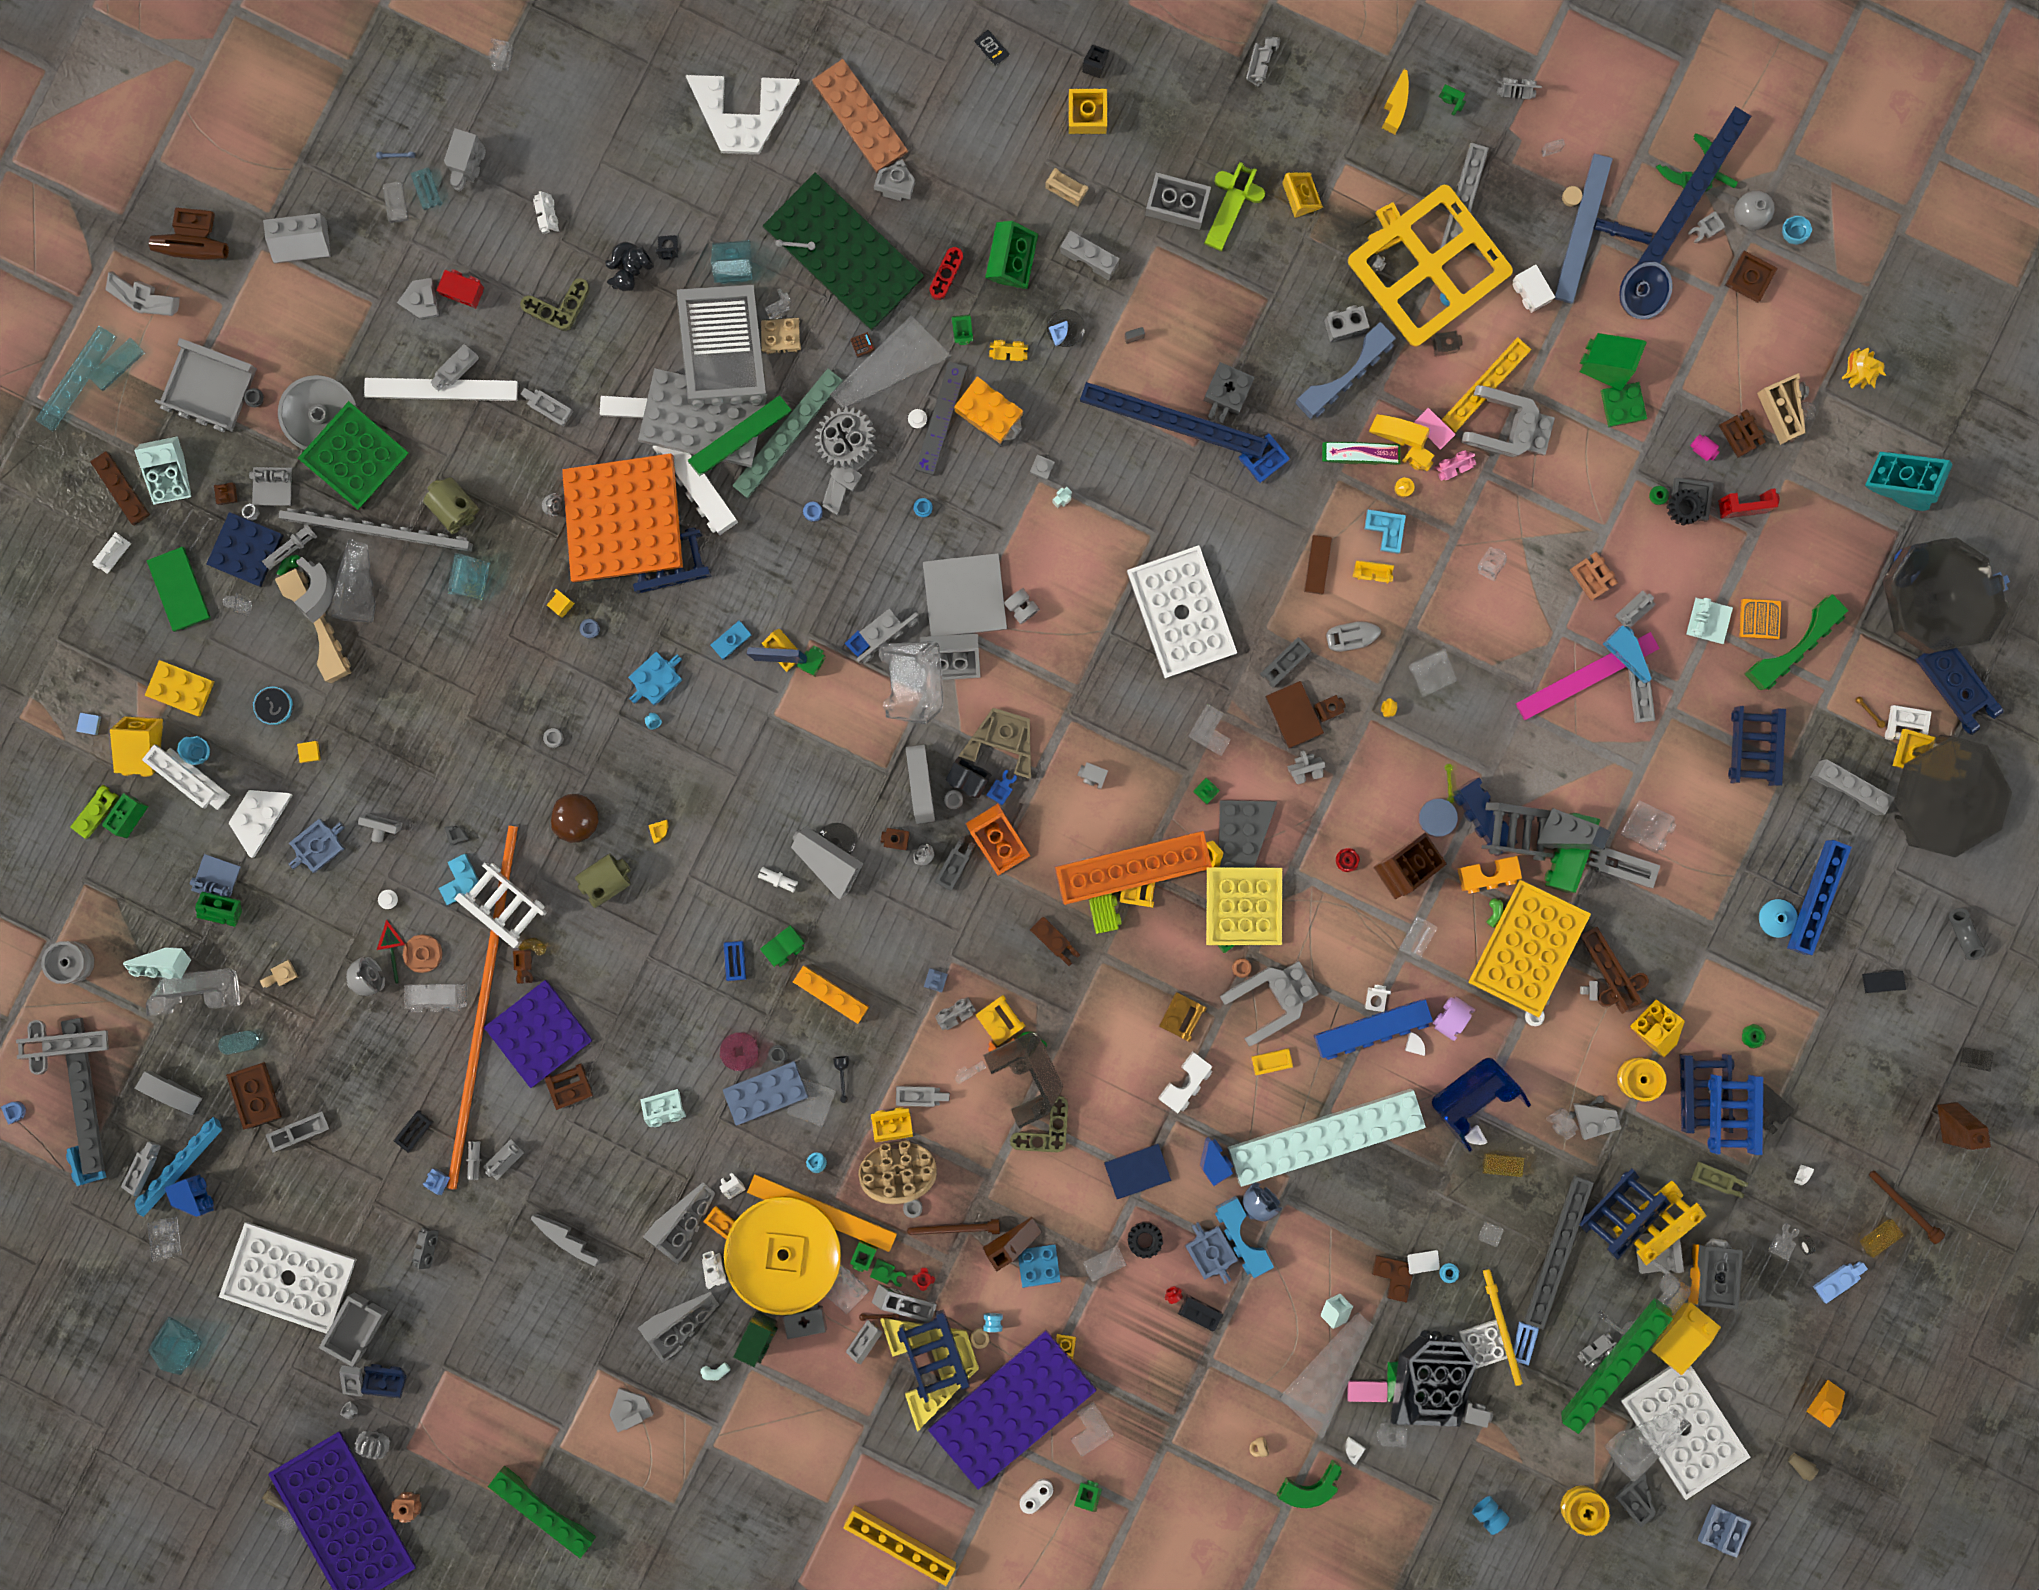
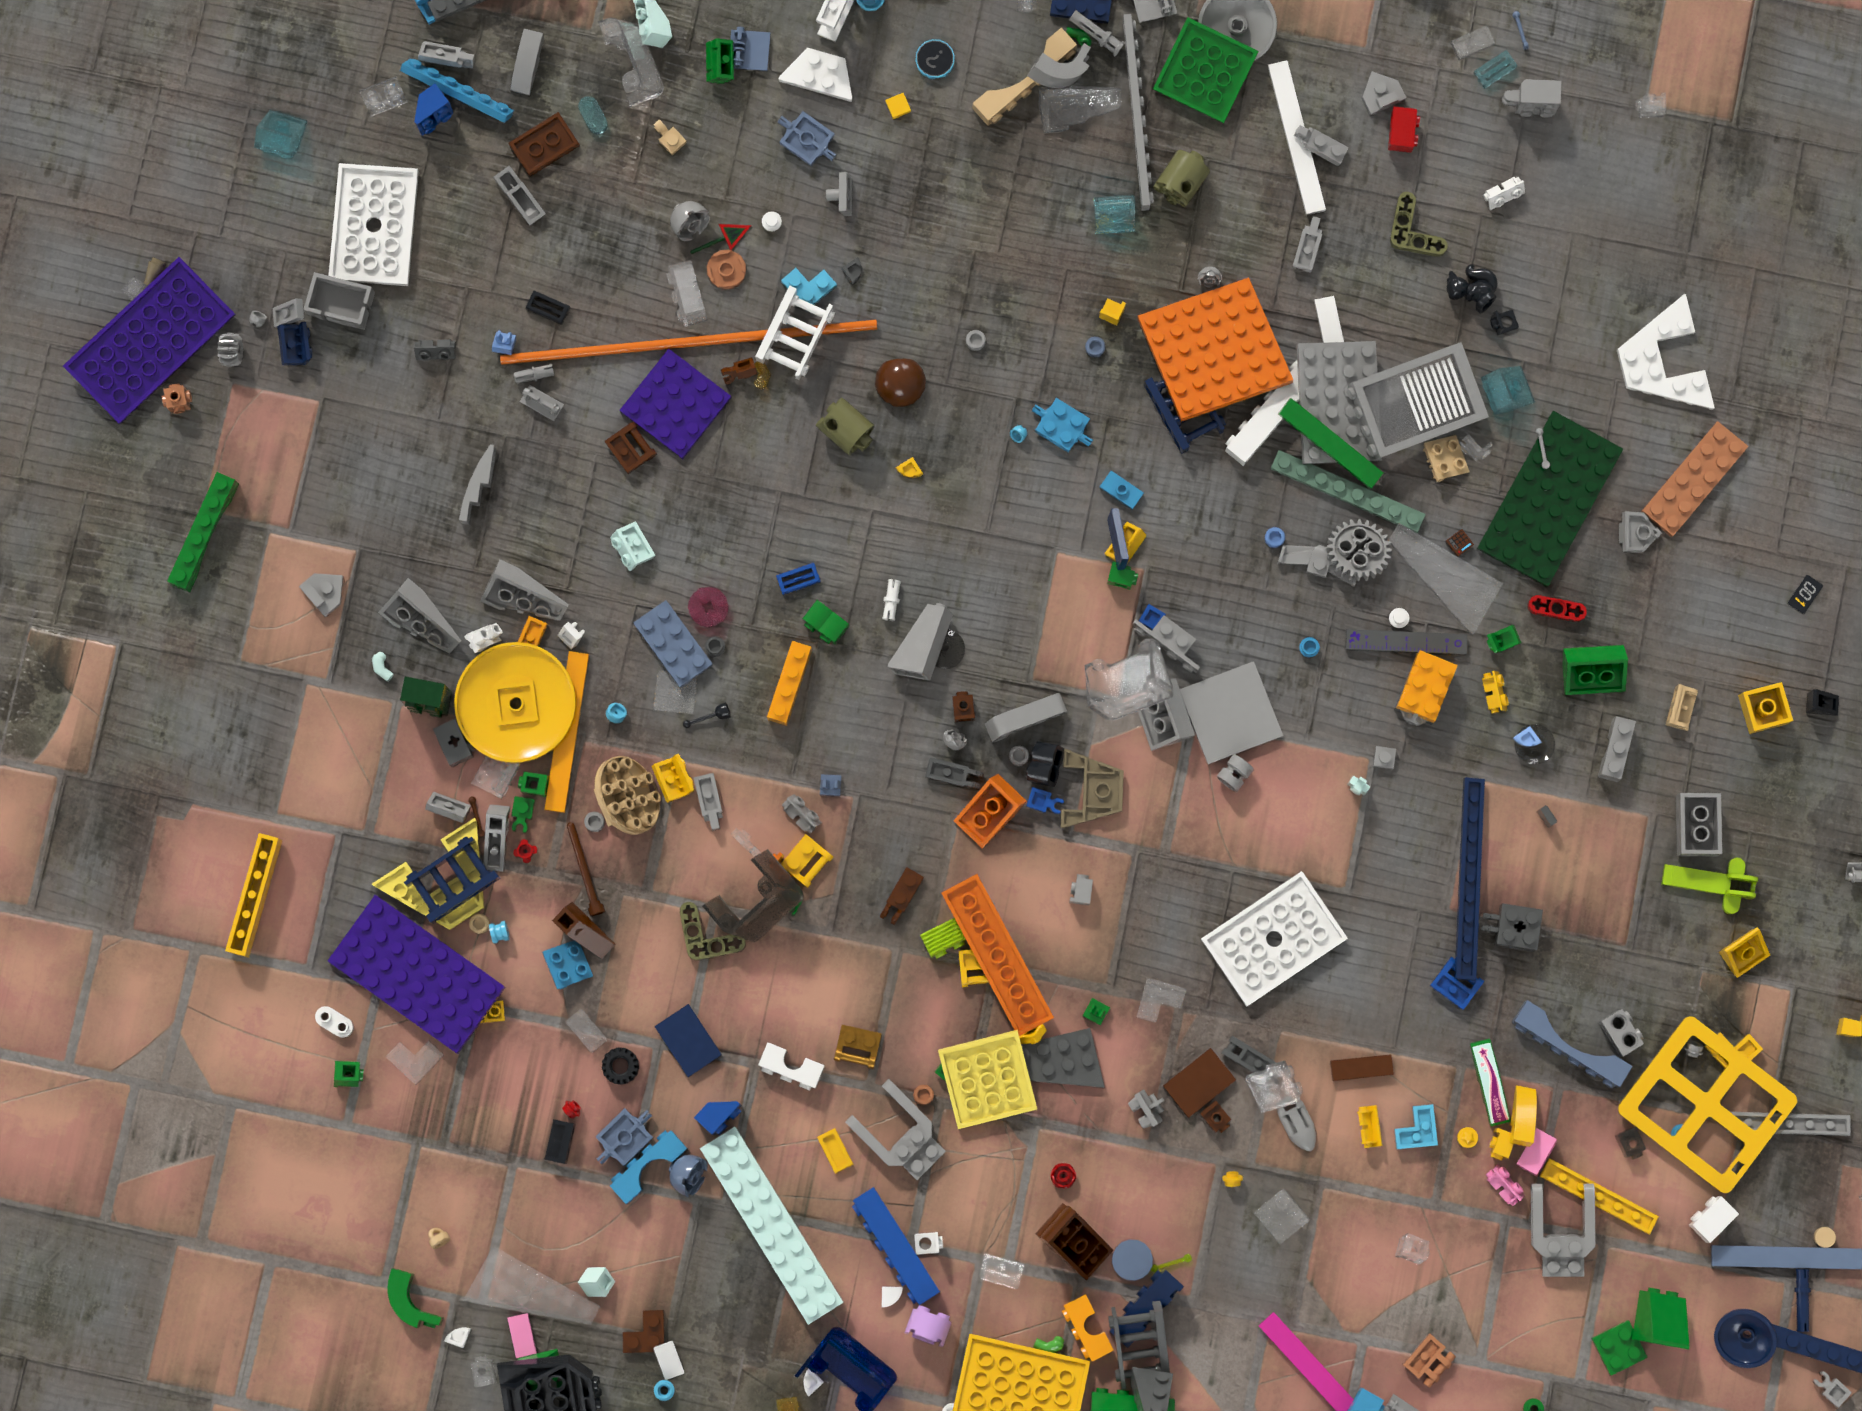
camera: 80 degrees right, 5 degrees down
(1317, 647) = (1274, 1086): none -> clear plate

